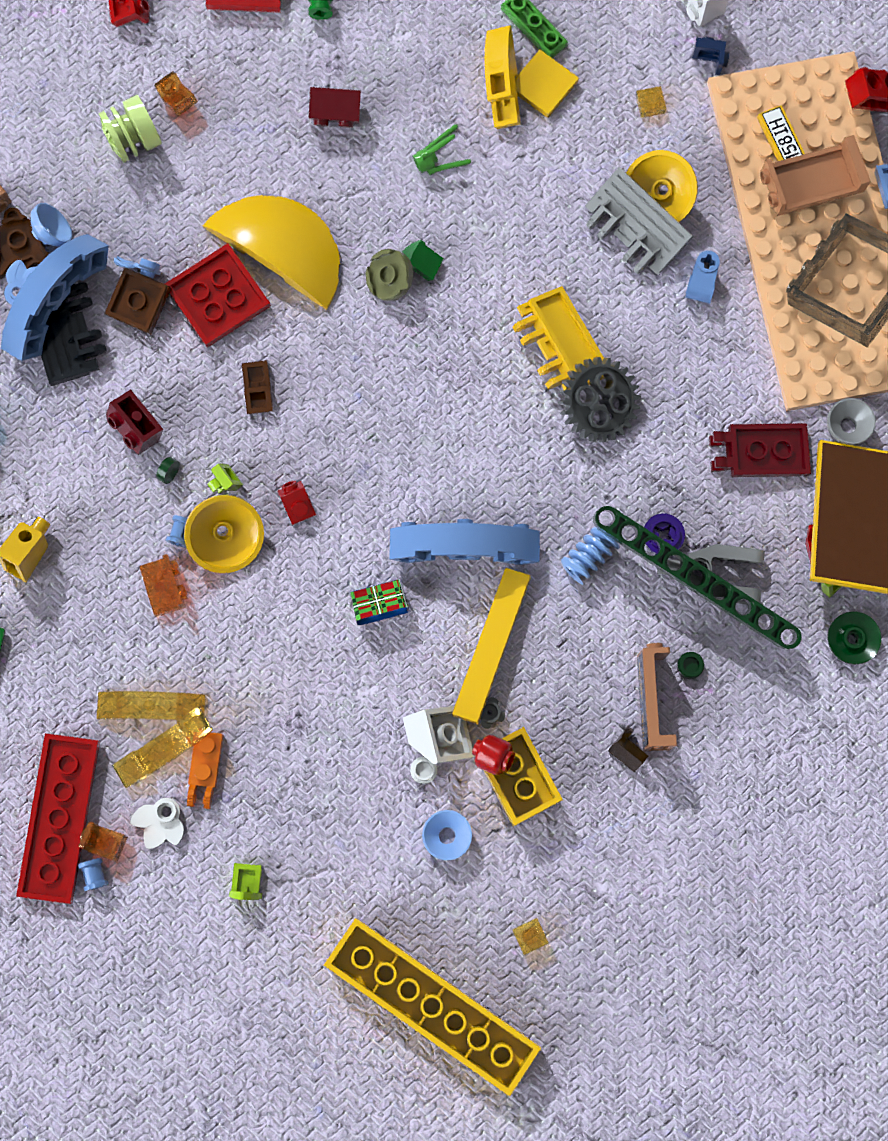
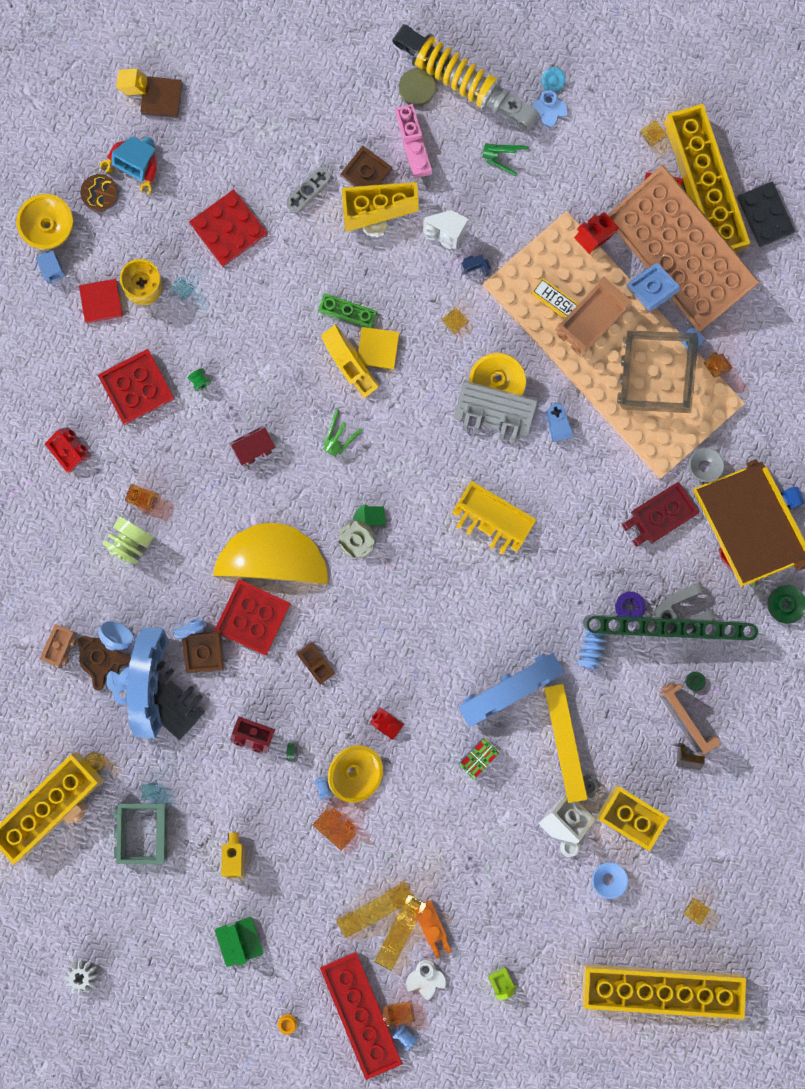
camera: 30 degrees left, 5 degrees up
(225, 479) = (332, 736): lime tile -> none
(493, 754) = (612, 816): red head -> none
(582, 413) = (535, 559): dark grey gear -> none

